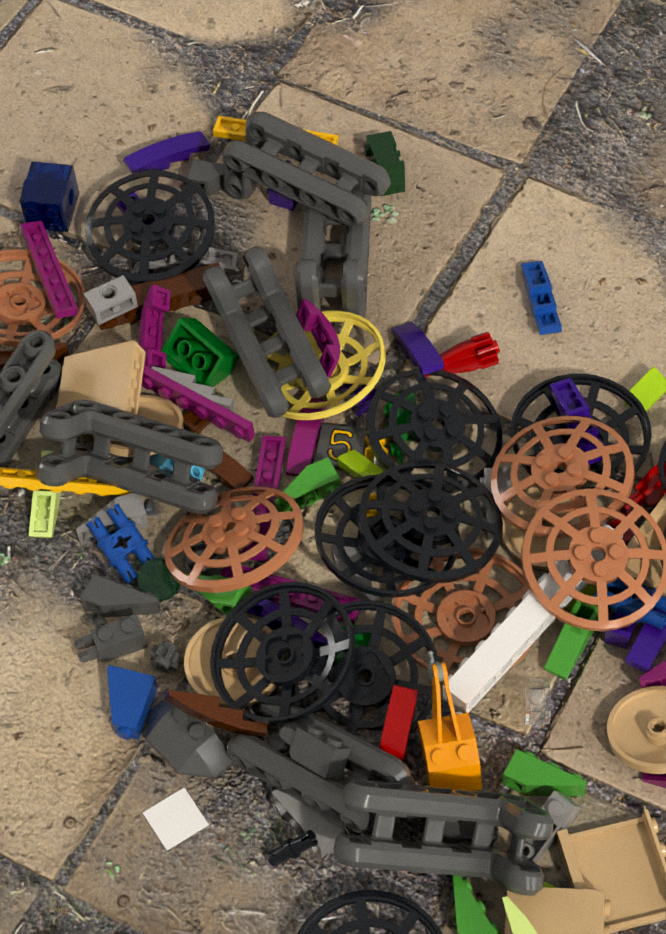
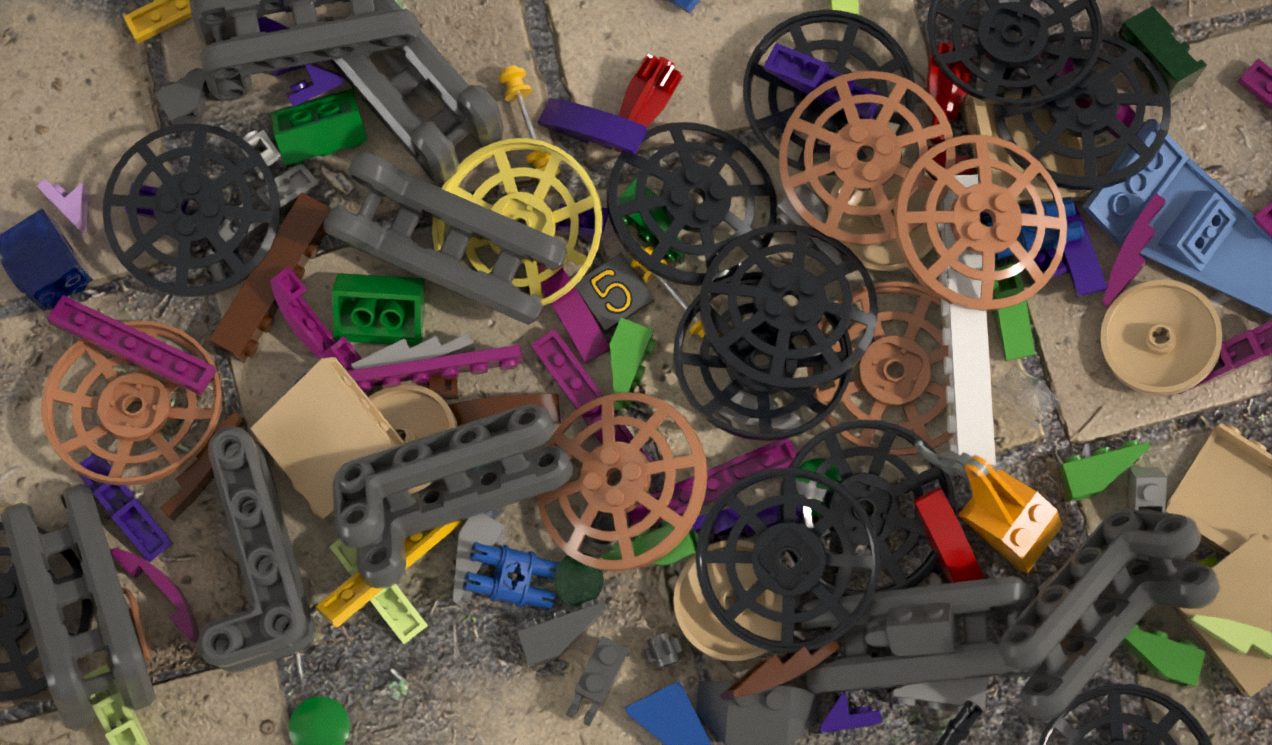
camera: 45 degrees left, 20 degrees up
(94, 182) = (72, 205): none -> lavender slope
(110, 300) = (240, 345): light grey brick -> none
(161, 154) = (110, 105): dark purple slope -> none
(223, 230) = (271, 155): none -> white window
(230, 784) = (840, 719): none -> dark purple slope
(278, 244) = (318, 127): none -> green slope
(289, 218) = (321, 82): none -> dark purple slope
(315, 321) = (502, 192): magenta slope -> none
(358, 465) = (661, 300): lime slope -> none
(394, 302) = (512, 78): none -> yellow axle

